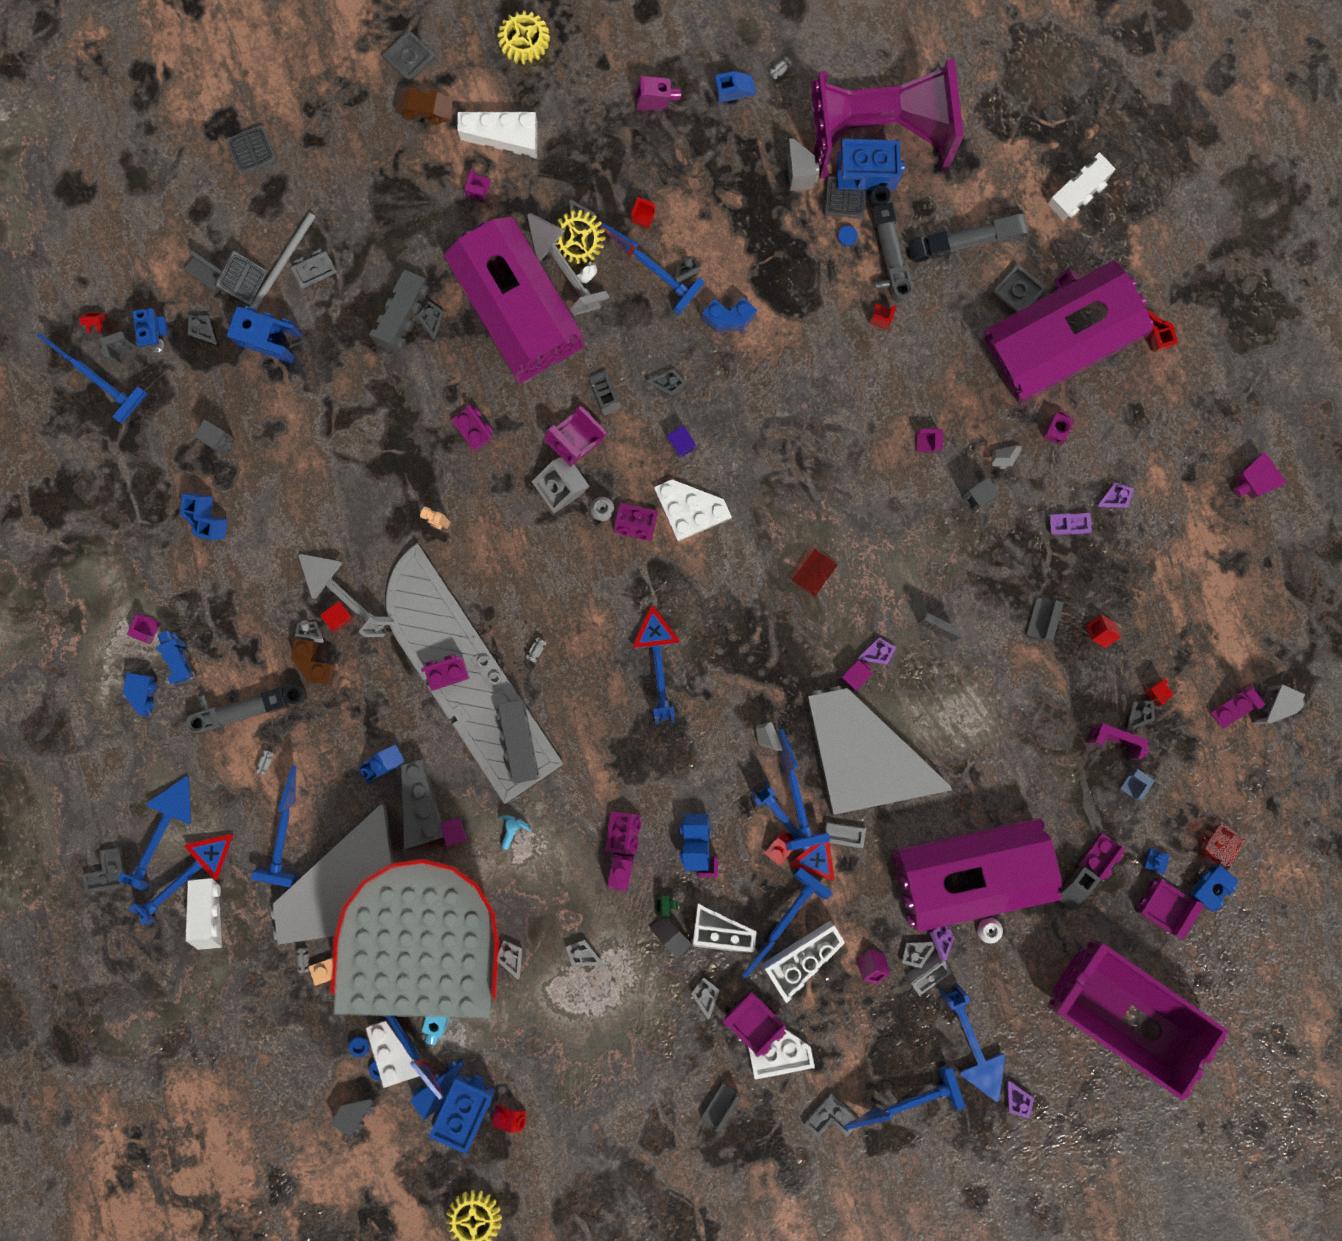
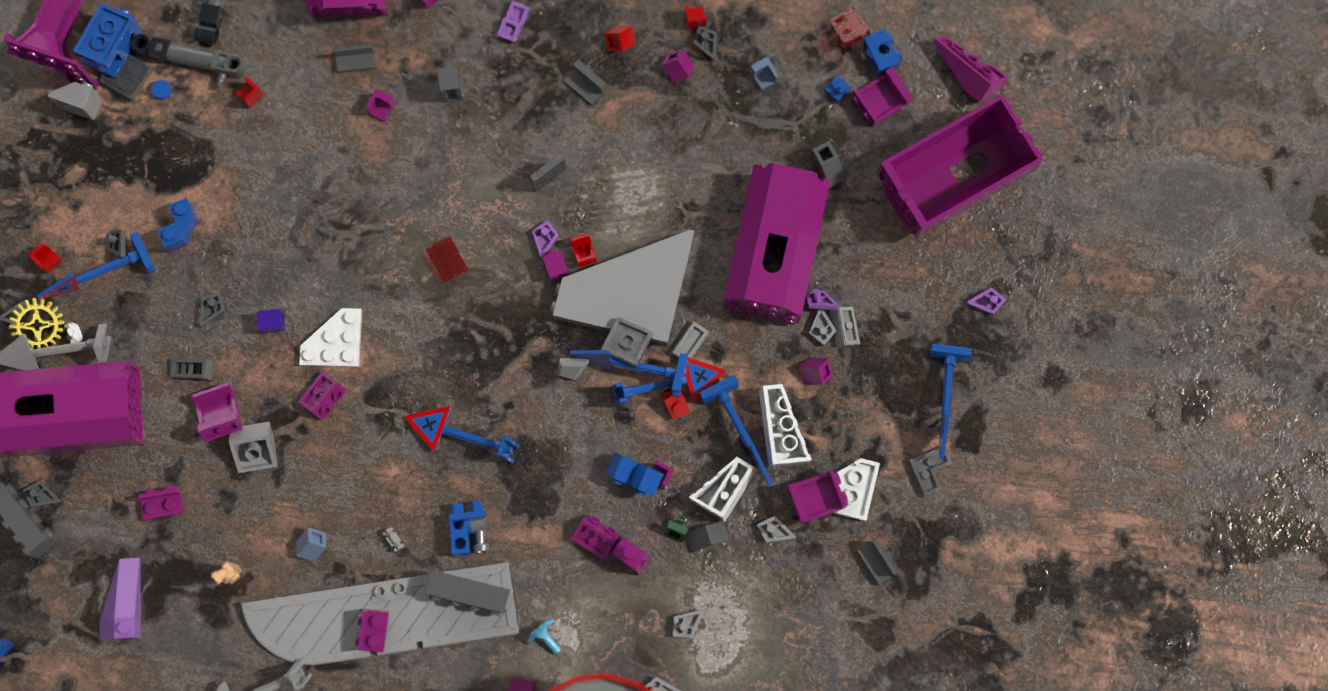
camera: 65 degrees left, 5 degrees down
(363, 441) = (123, 604): none -> medium lavender wedge
(497, 578) = (311, 544): none -> sand blue panel
(578, 708) = (468, 523): none -> blue hips
(597, 513) = (297, 426): light grey plate -> none
(815, 778) = (627, 342): none -> flat silver tile
(883, 694) = (583, 250): none -> red bracket
(962, 395) = (355, 58): none -> dark grey panel
(983, 930) = (829, 262): white plate -> none
(985, 1073) = (952, 316): blue piece -> none
(1005, 456) = (427, 47): light grey piece -> none
(1099, 733) = (706, 77): magenta panel -> none
(1102, 856) = (811, 131): magenta bracket -> none
(1104, 698) = (678, 65): none -> magenta panel
(1234, 990) = (975, 77): none -> magenta wedge

